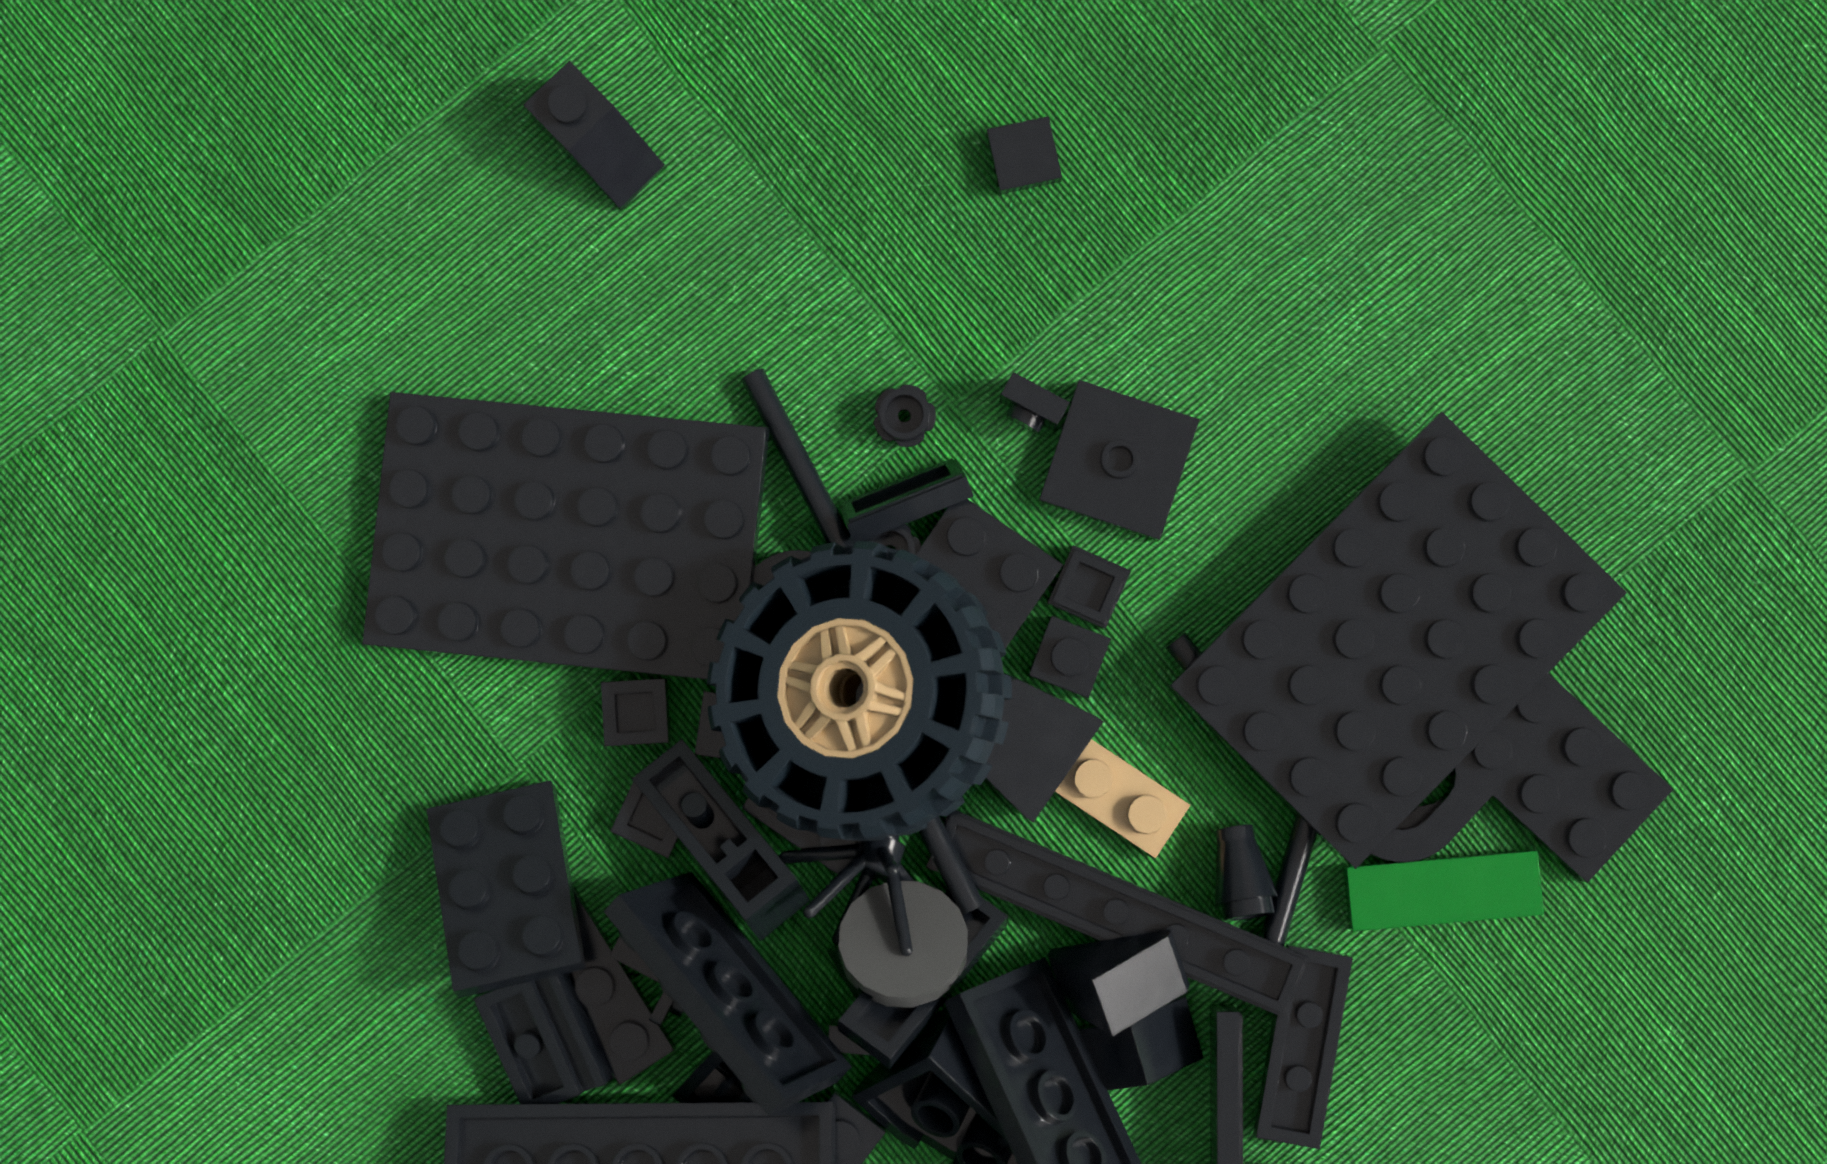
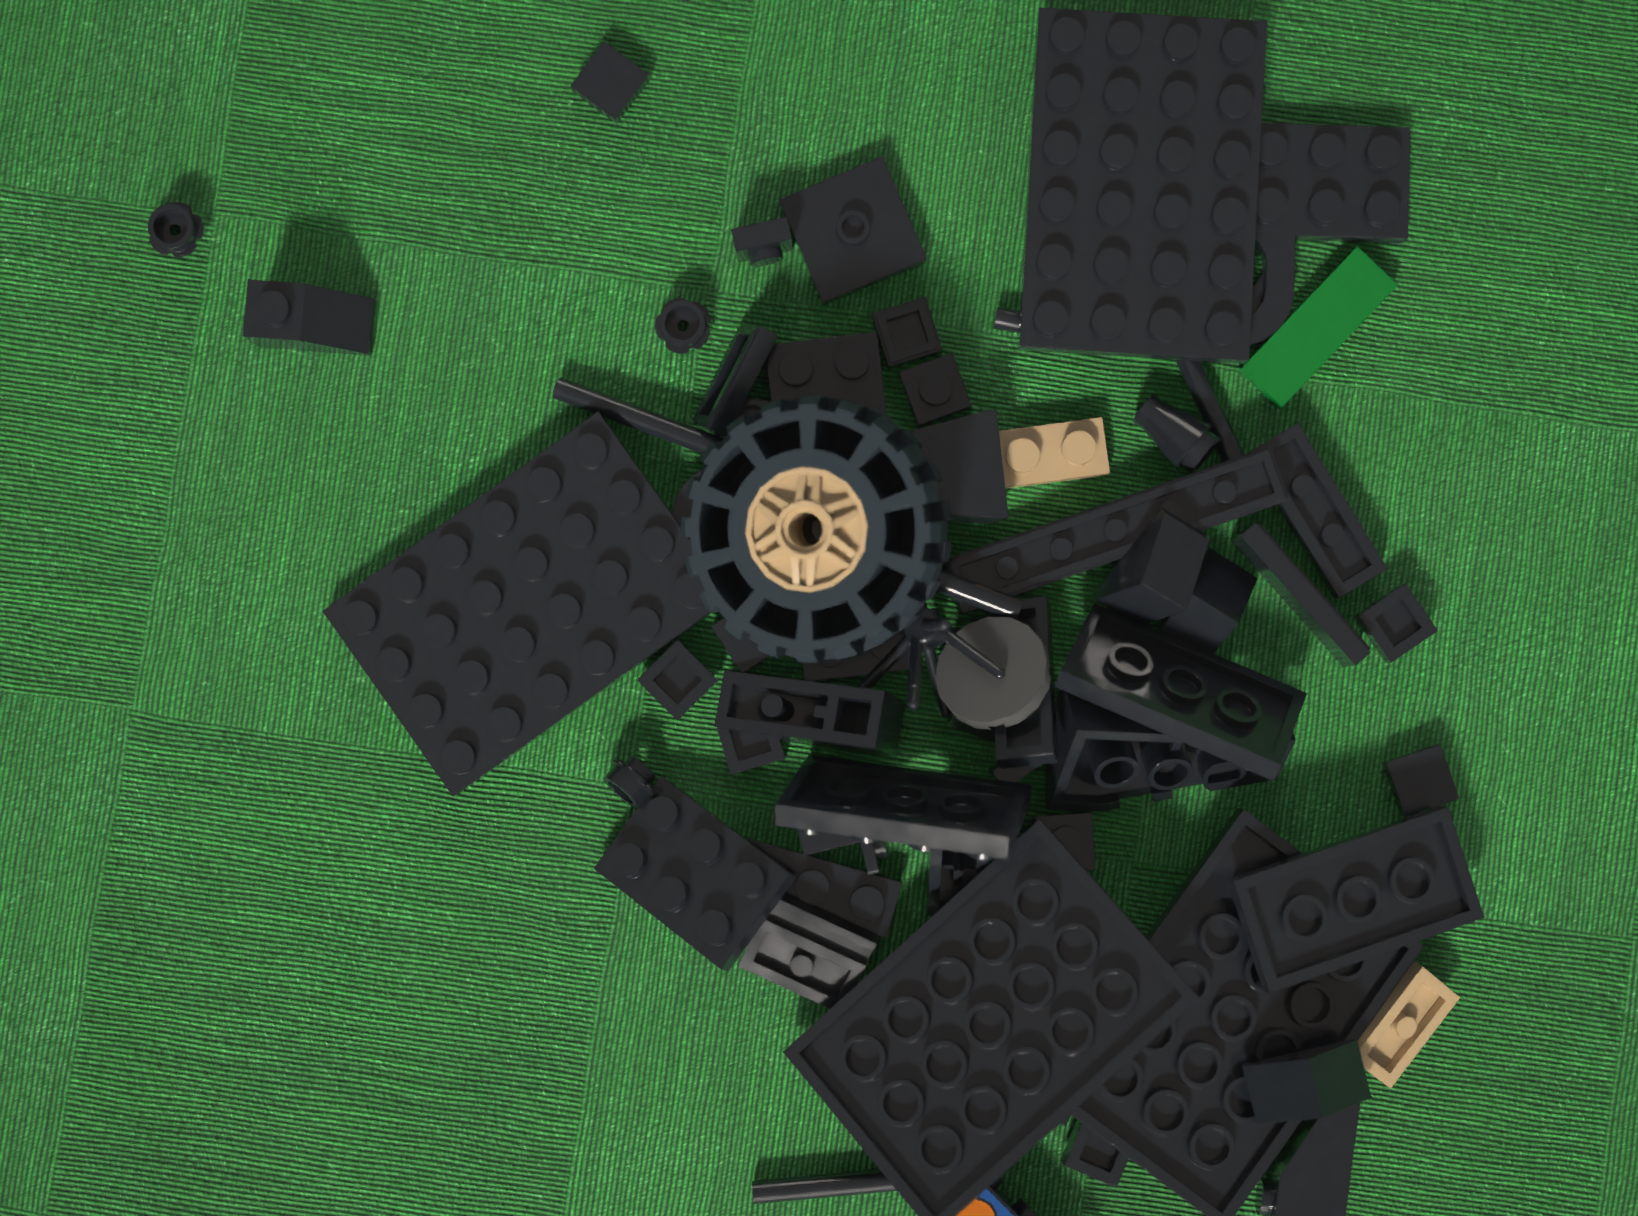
camera: 45 degrees left, 0 degrees up
(522, 762) = (630, 780): none -> black plate

